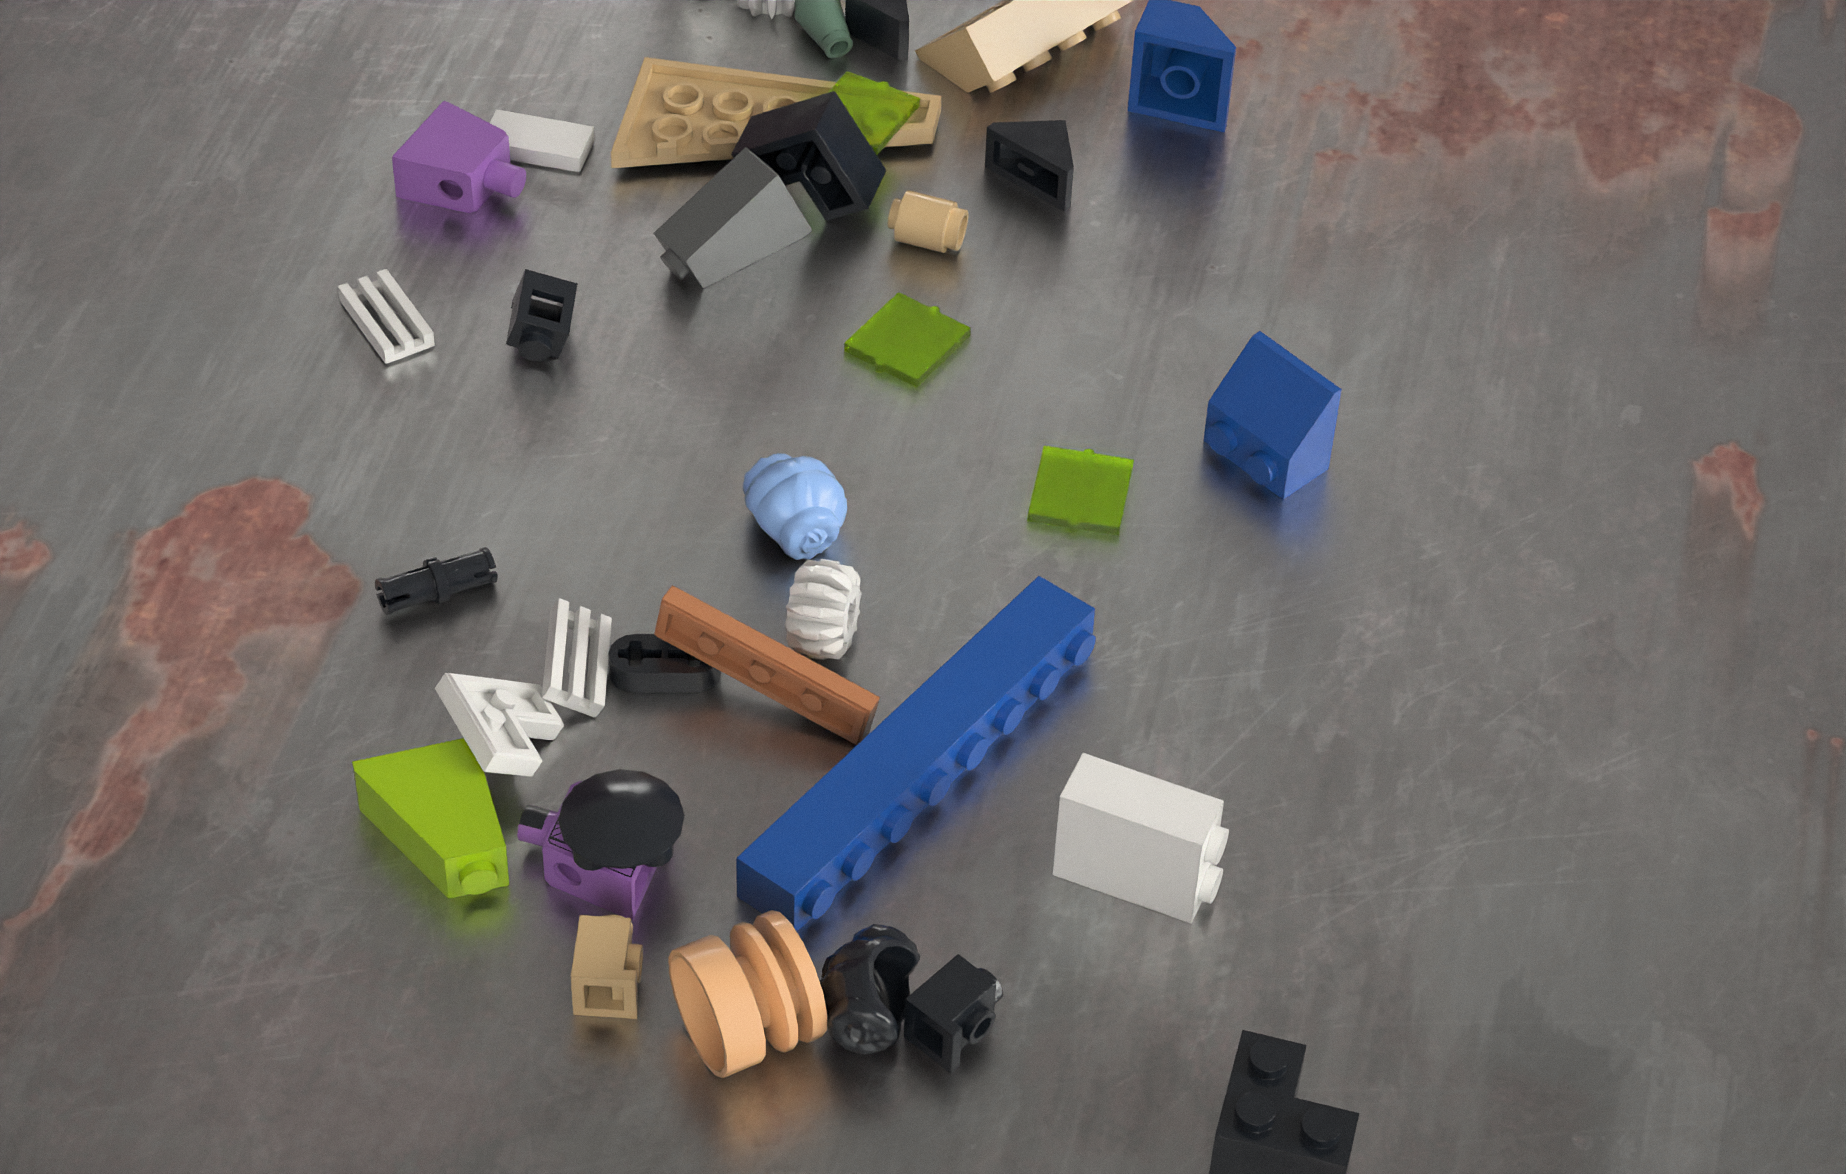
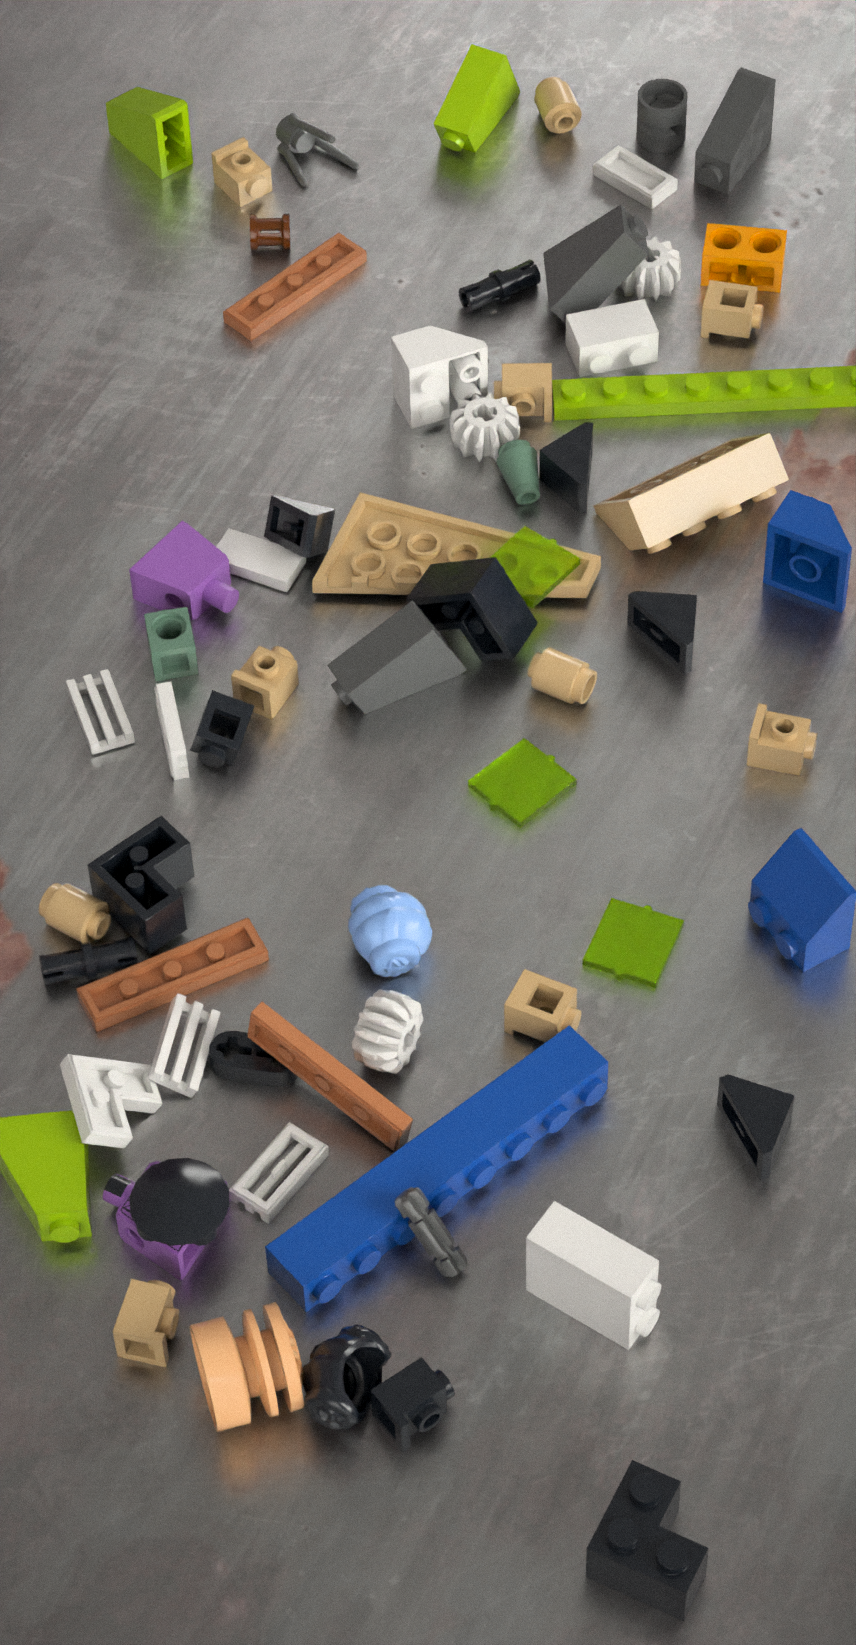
camera: 15 degrees right, 5 degrees up
(408, 529) = (75, 912): none -> tan brick
(457, 234) = (171, 644): none -> sand green brick
(480, 324) = (171, 730): none -> white tile
(488, 486) = (141, 883): none -> black brick
(533, 587) = (172, 972): none -> nougat tile
(579, 96) = (299, 525): none -> black slope
(583, 249) = (269, 673): none -> tan brick
(725, 822) = (291, 1184): none -> white tile
(931, 818) = (431, 1232): none -> dark grey axle
(995, 564) = (540, 1007): none -> tan brick
(1196, 263) = (780, 741): none -> tan brick
(1275, 653) = (757, 1119): none -> black slope

